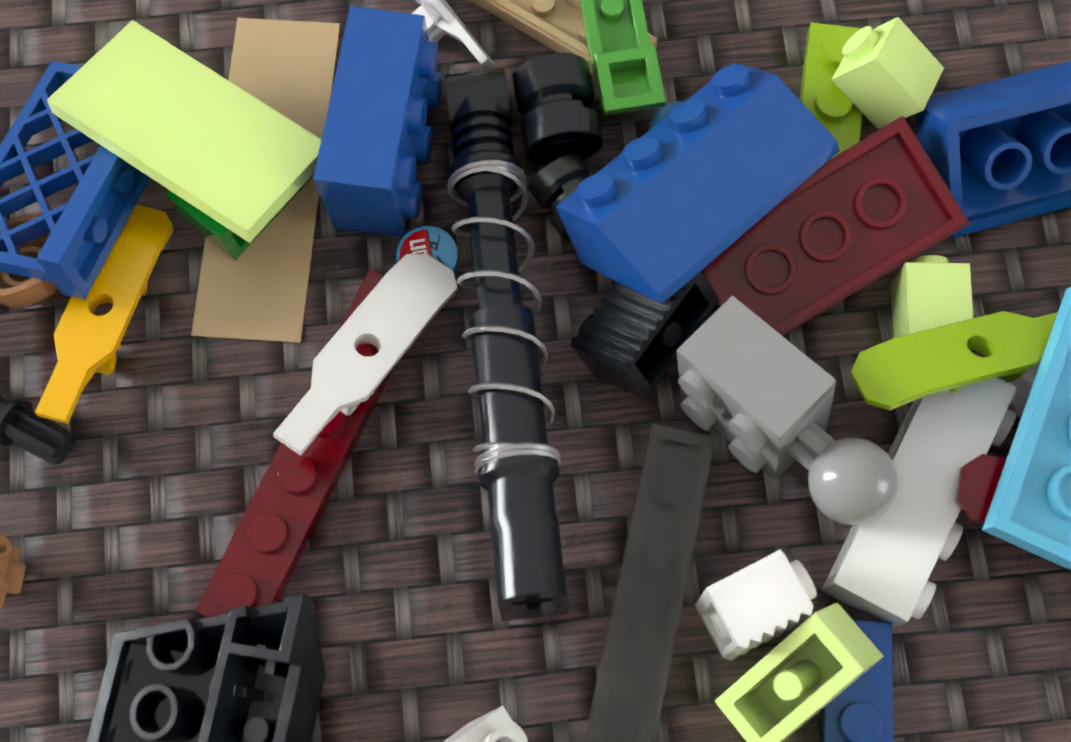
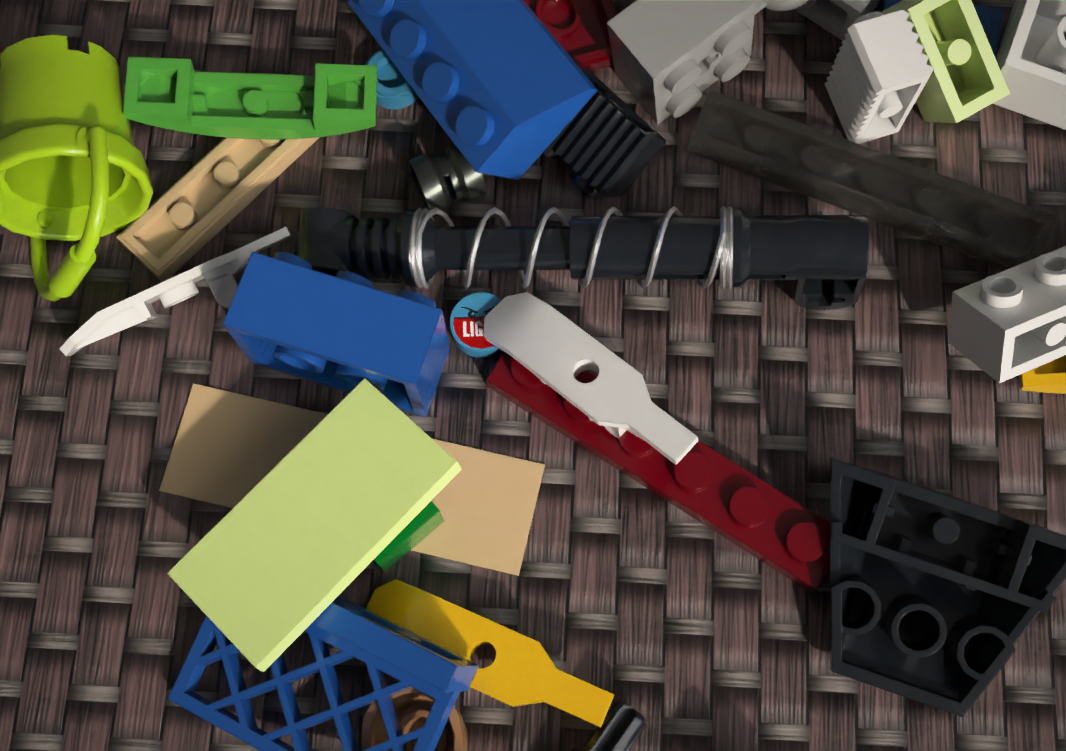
camera: 85 degrees left, 0 degrees up
(554, 102) = (353, 172): black wheel -> none

